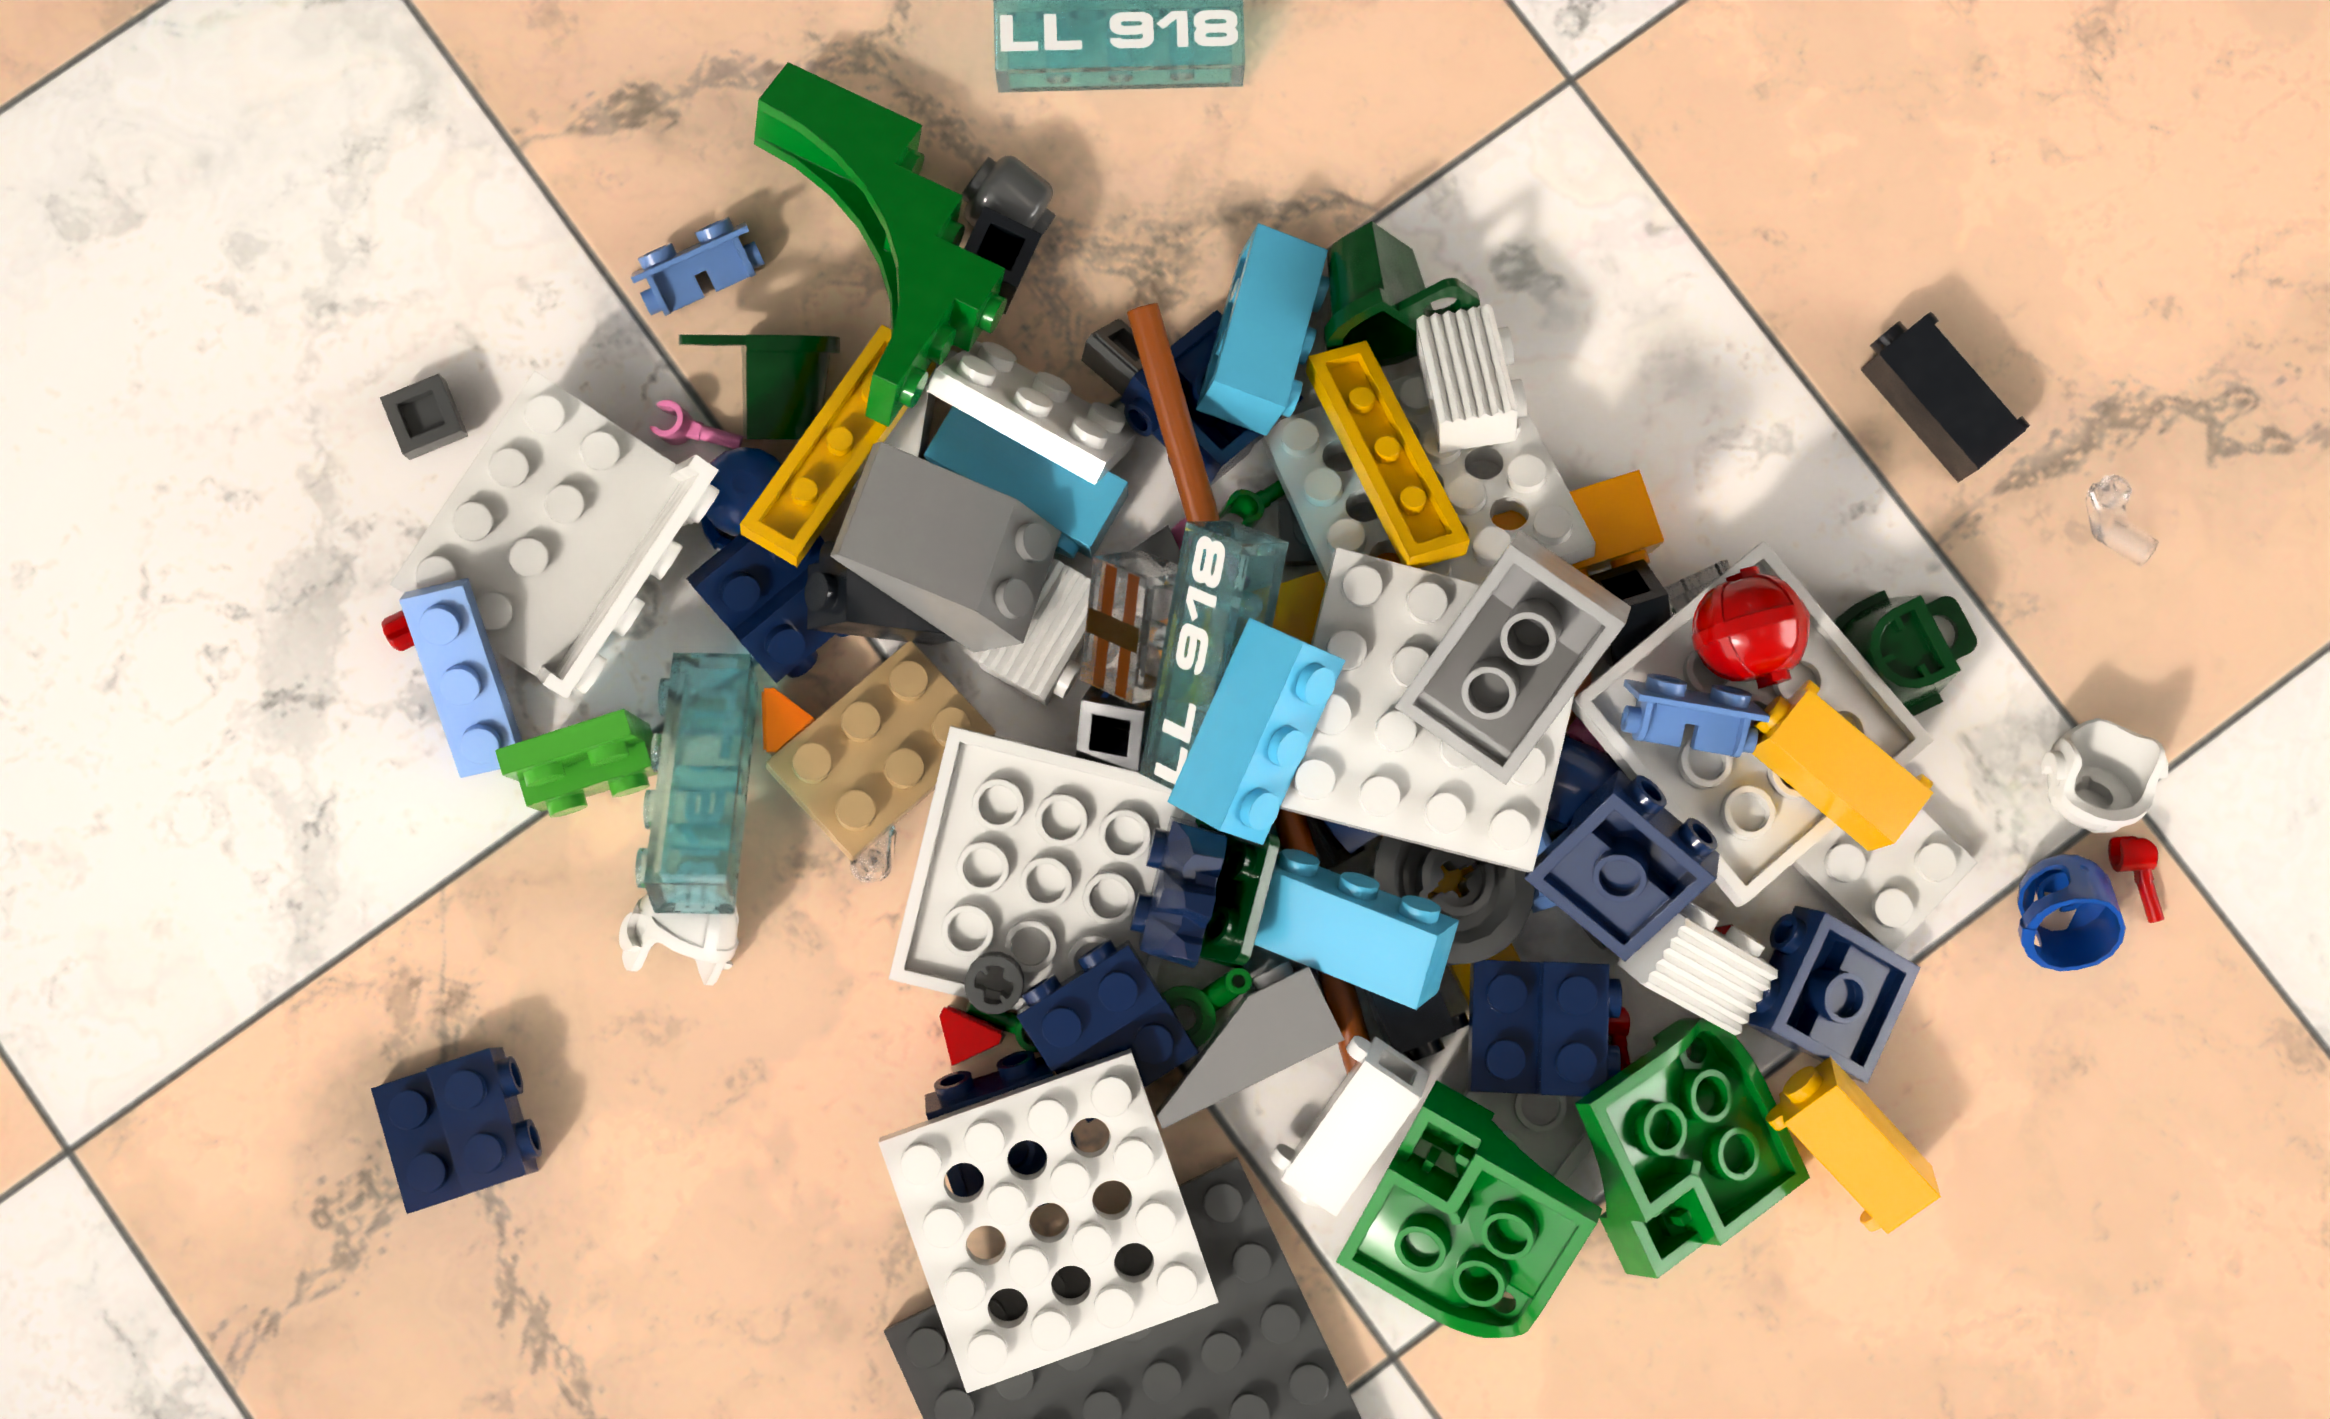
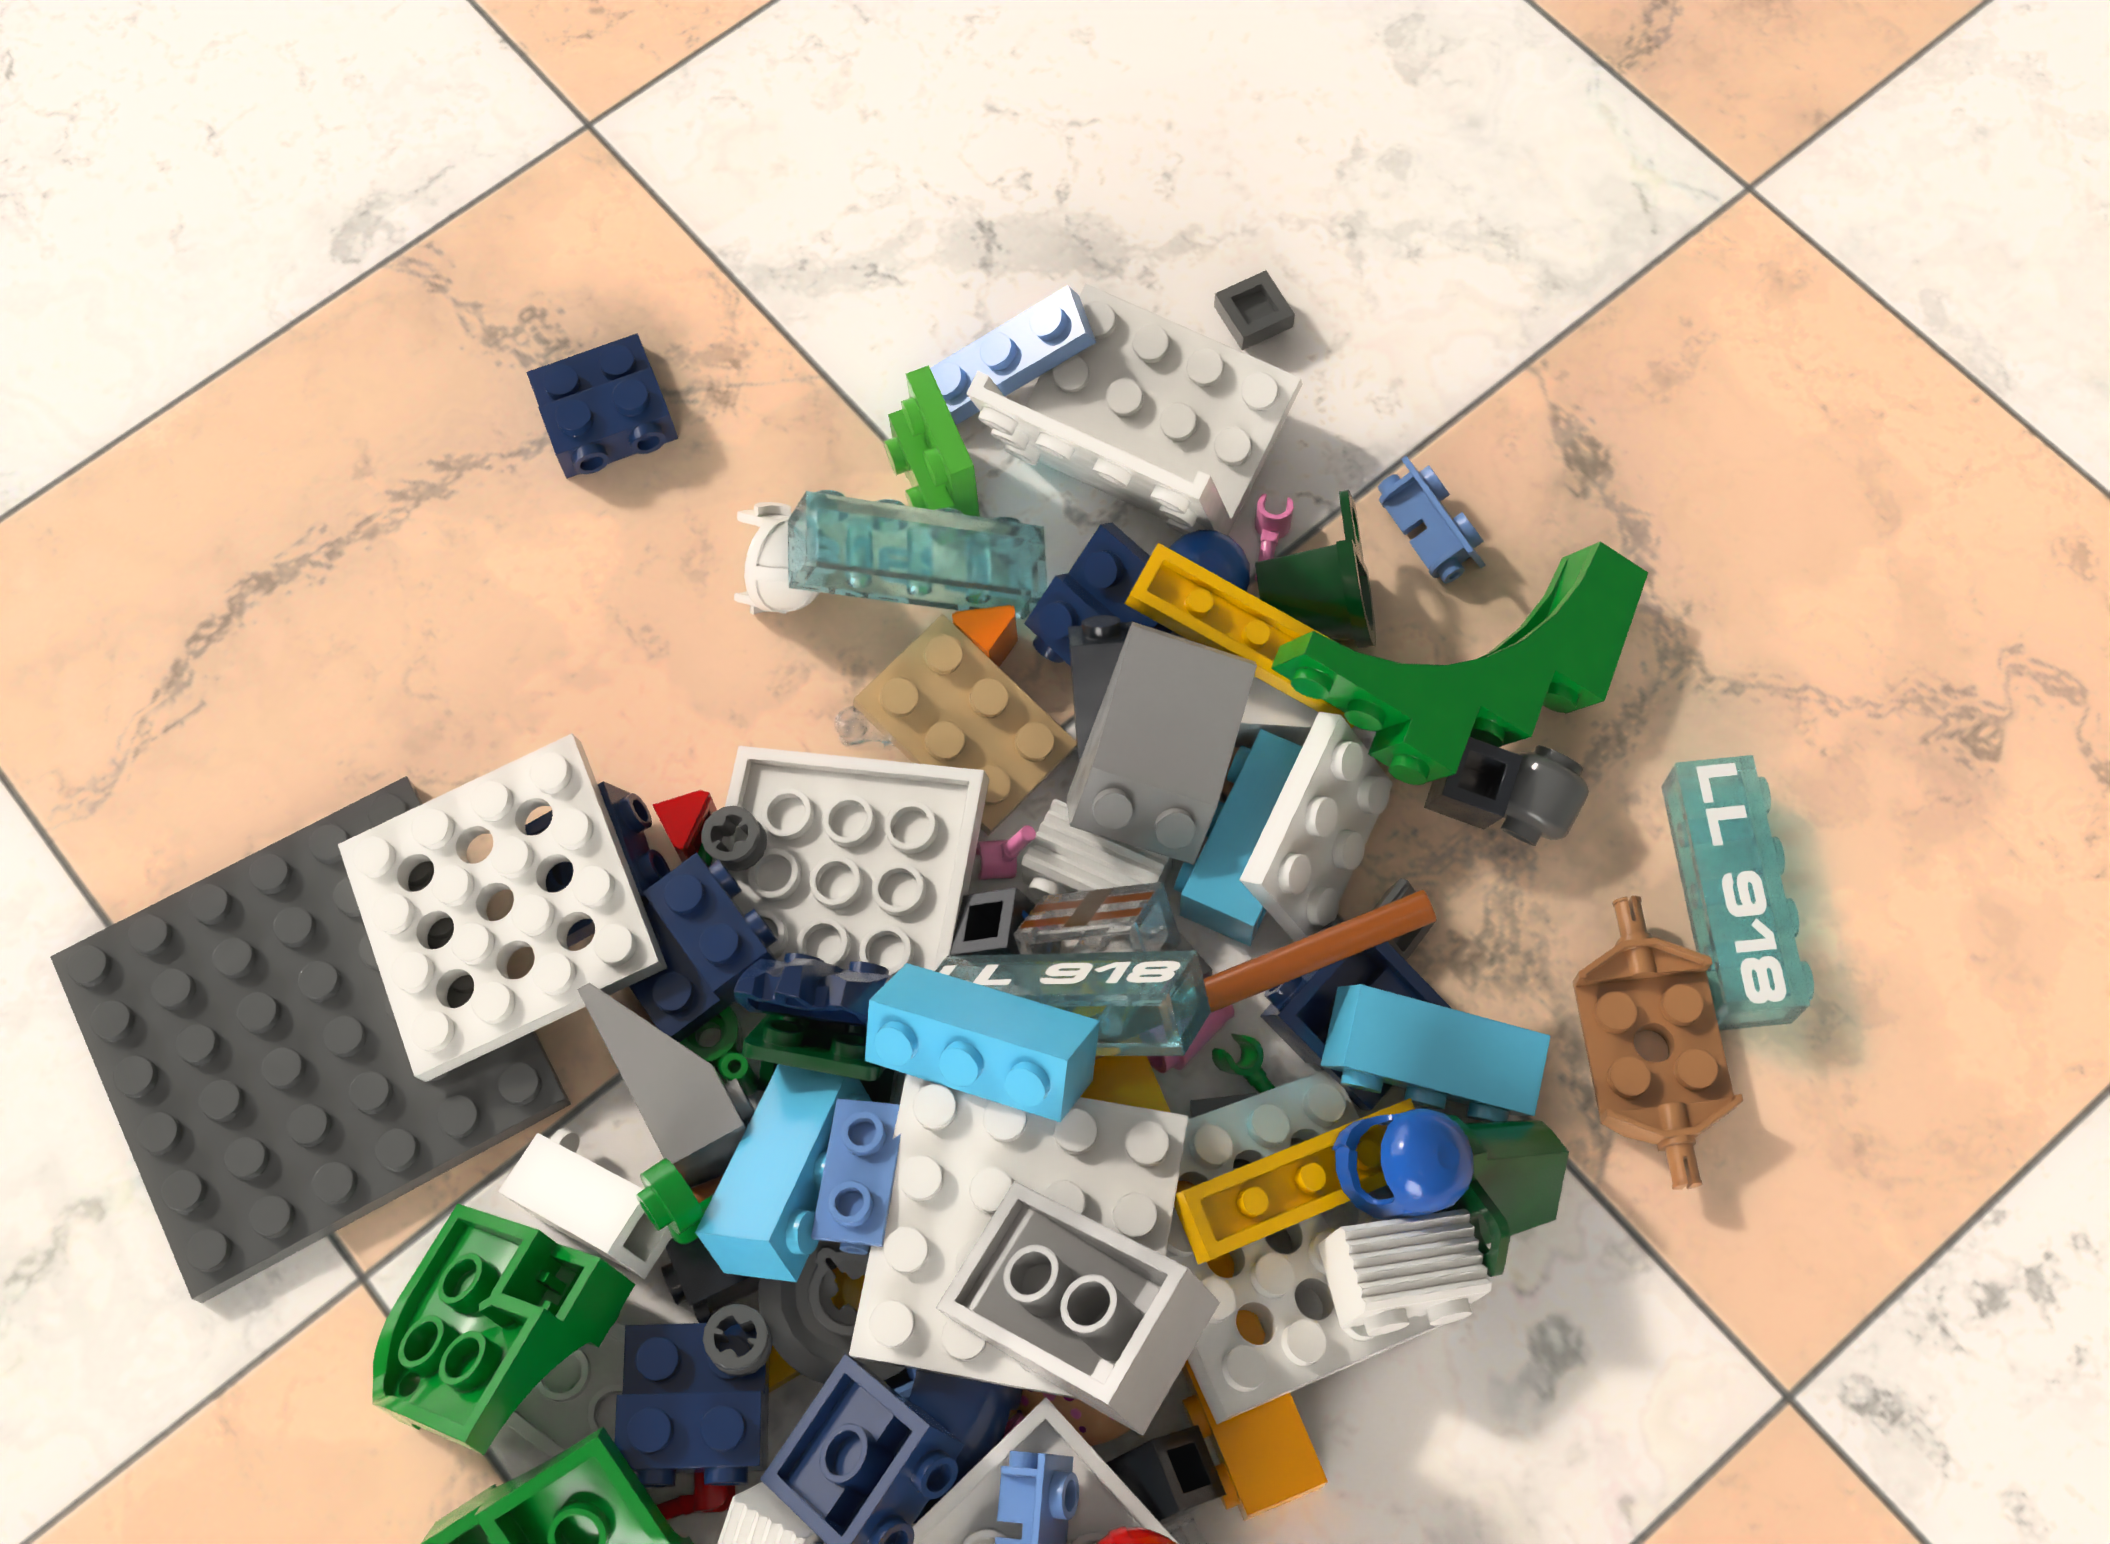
camera: 95 degrees right, 15 degrees down
(1023, 722) = (1000, 856): none -> bright pink hand
(1301, 114) = (1665, 991): none -> medium nougat plate
(1368, 855) = (858, 1176): none -> medium blue hinge
(1383, 1031) = (671, 1202): none -> green plate
(1387, 342) = (1422, 1160): none -> blue helmet
(1518, 988) = (727, 1360): none -> dark grey bush

